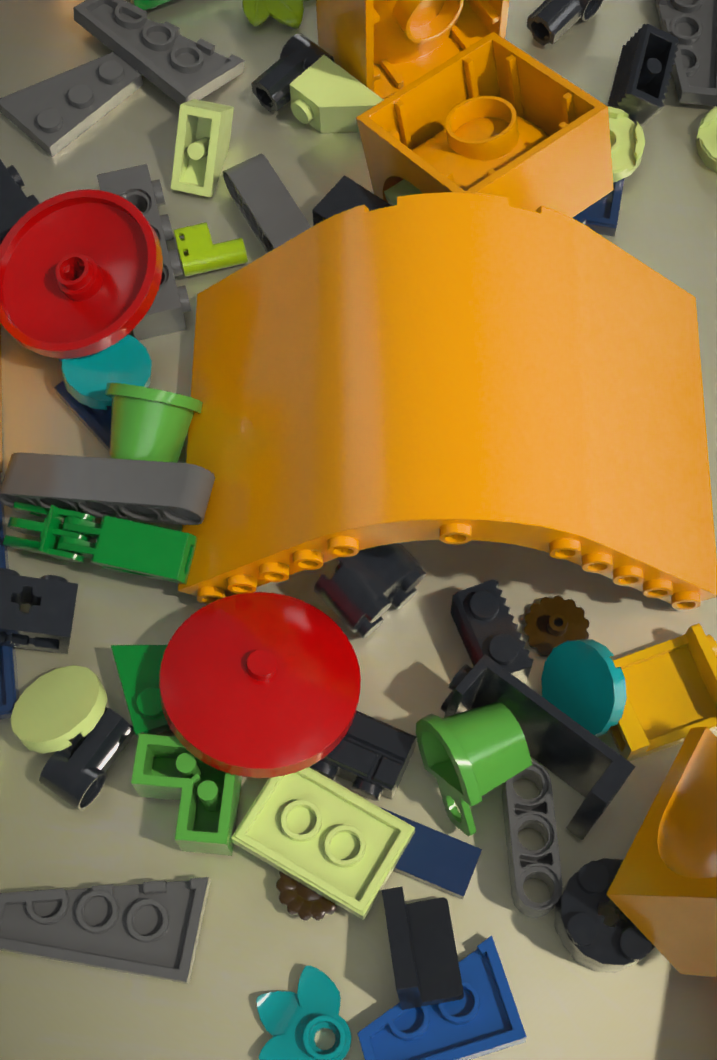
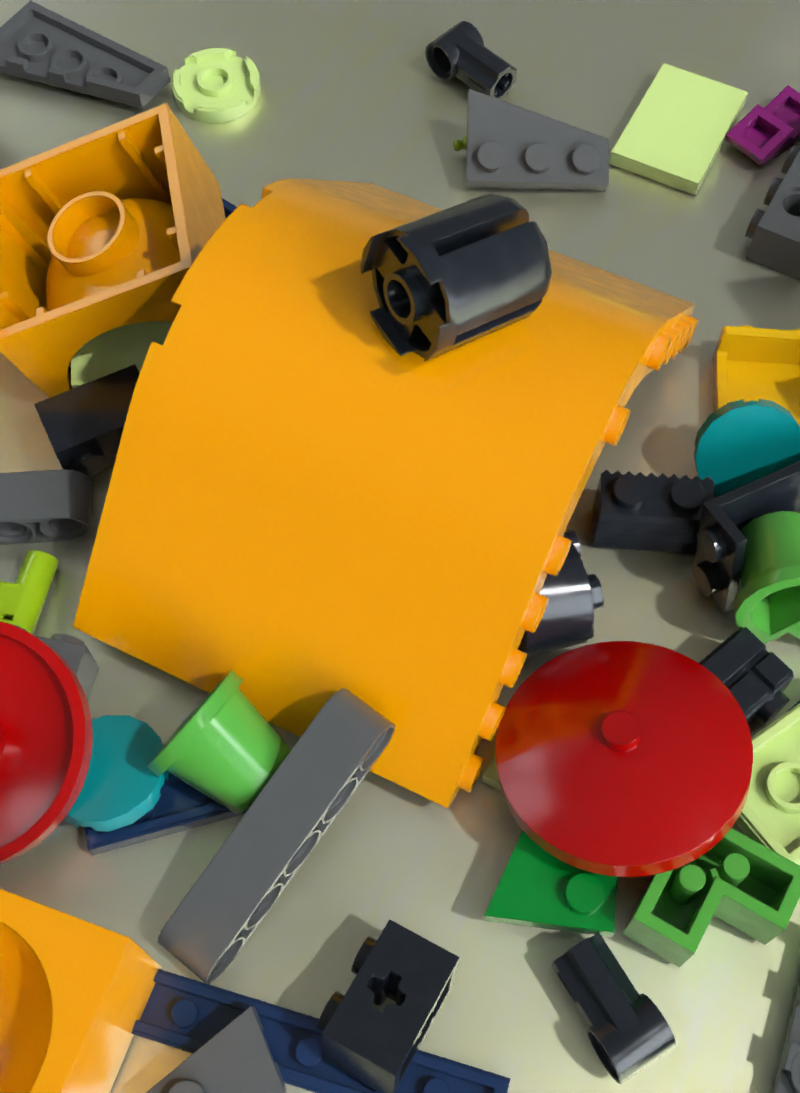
camera: 65 degrees left, 5 degrees down
(58, 708) = (538, 1017): yellowish green tile -> none
(119, 545) = (362, 844): green arm -> none
(491, 357) = (457, 275): none -> black cylinder
(554, 623) = (654, 452): dark brown piece -> none
(644, 73) = (92, 99): black brick -> none

